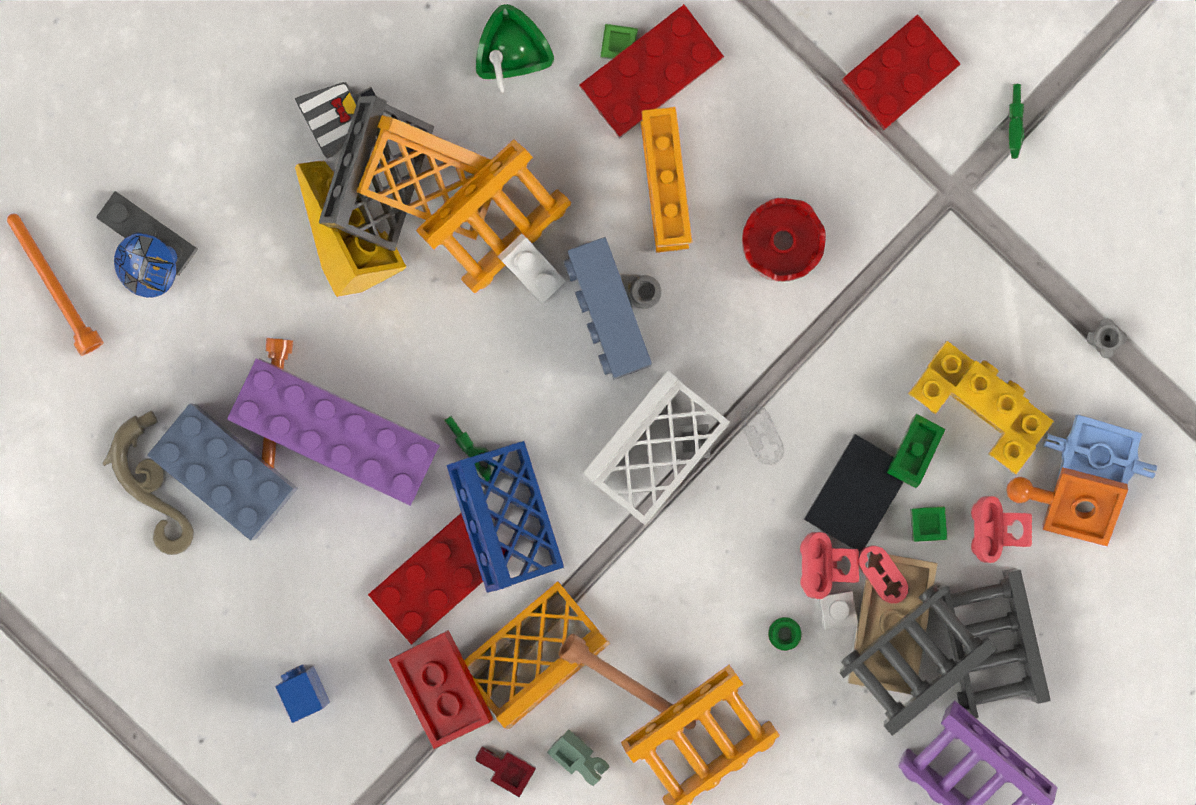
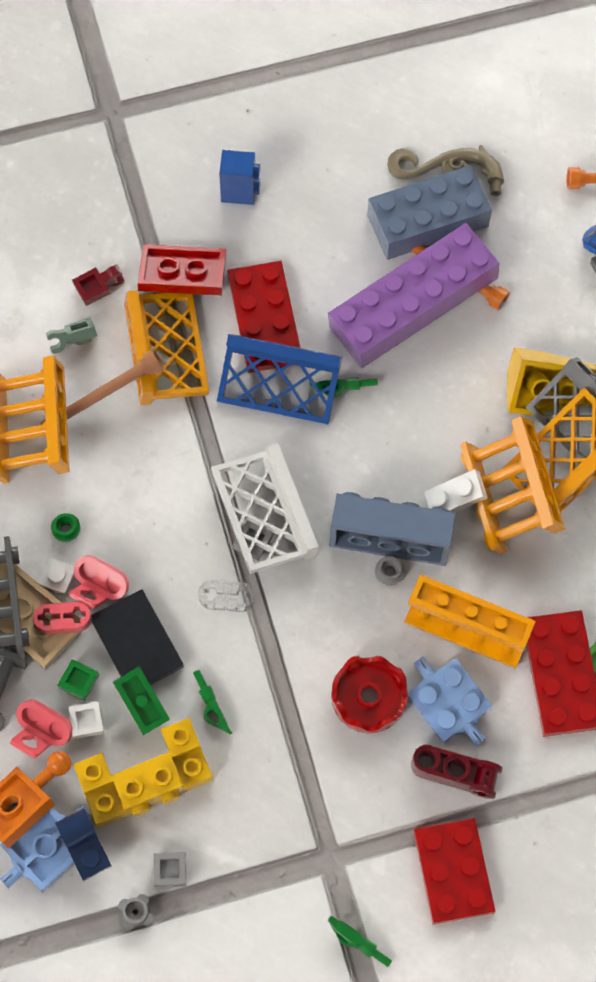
camera: 120 degrees right, 20 degrees down
(742, 163) = (449, 701): none -> light blue plate
(808, 100) = (473, 769): none -> dark red piece
(877, 383) = (211, 704): none -> green hand
(962, 492) = (86, 720): none -> white plate
(1053, 329) = (169, 869): none -> light grey plate
(1081, 420) = (83, 844): none -> dark blue plate

